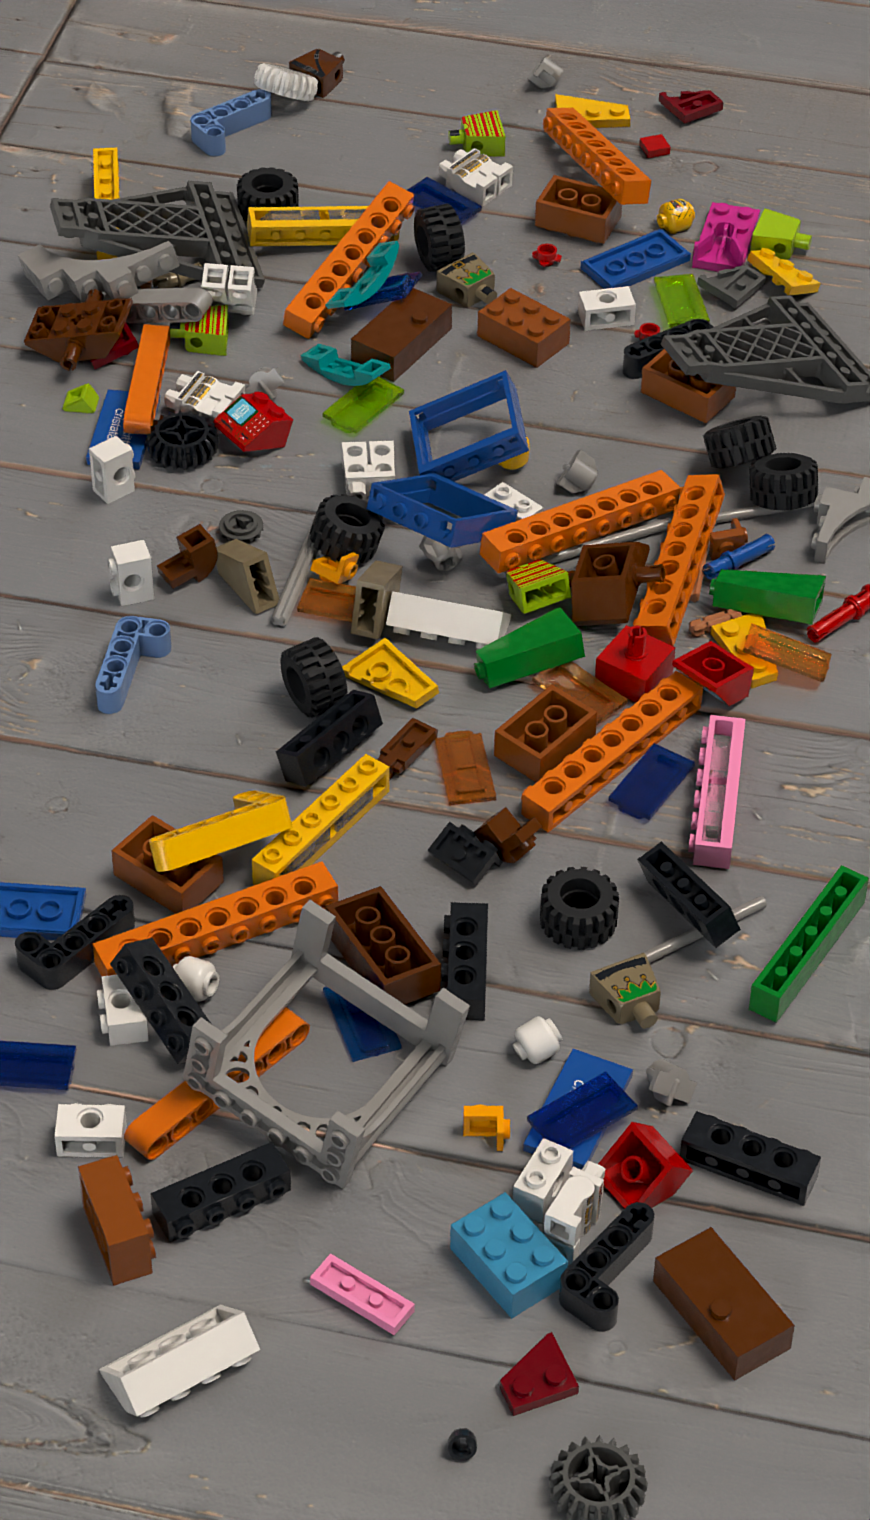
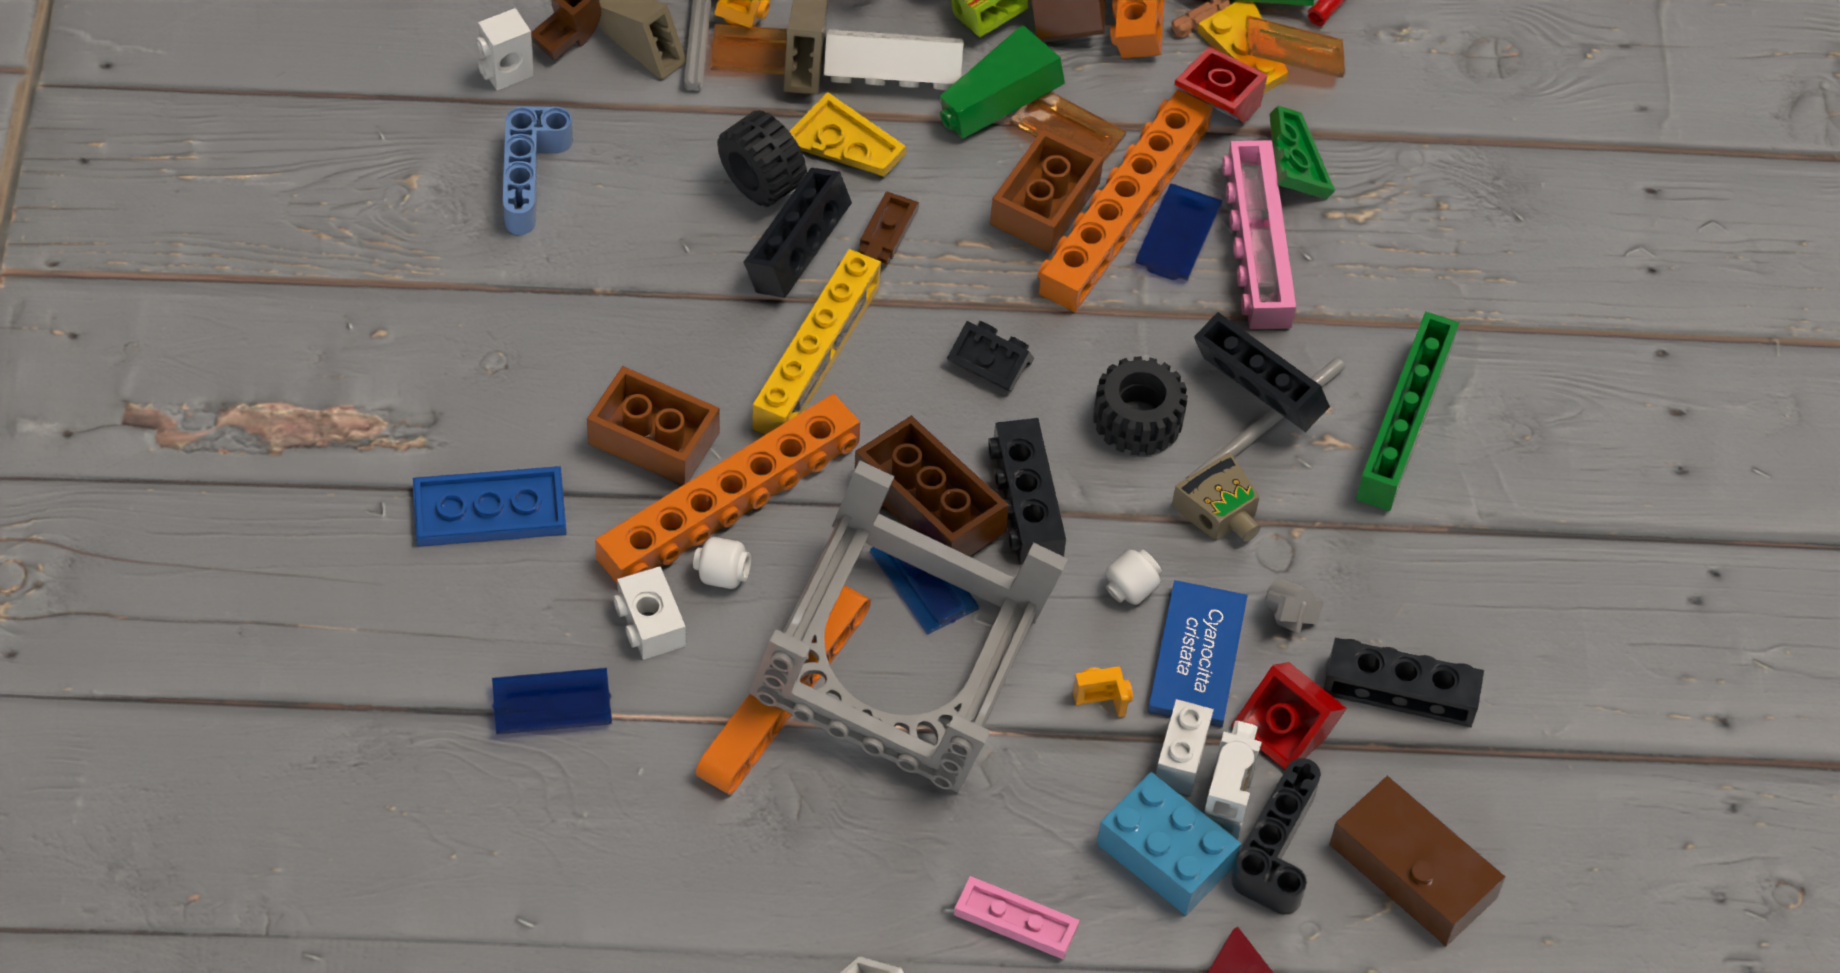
camera: 15 degrees left, 10 degrees up
(59, 962) = (605, 503): black beam -> none
(90, 1130) = (640, 785): white brick -> none
(117, 1219) = (720, 878): dark orange brick -> none
(159, 994) = (701, 598): black brick -> none
(221, 1192) = (863, 781): black brick -> none
(254, 818) = (744, 355): yellow beam -> none
(465, 768) = (960, 245): clear orange piece -> none
(508, 835) = (1036, 326): reddish brown brick -> none
(583, 1112) = (1207, 658): clear blue piece -> none
(634, 662) = (1125, 85): red brick -> none
(767, 735) = (1297, 156): none -> green wing

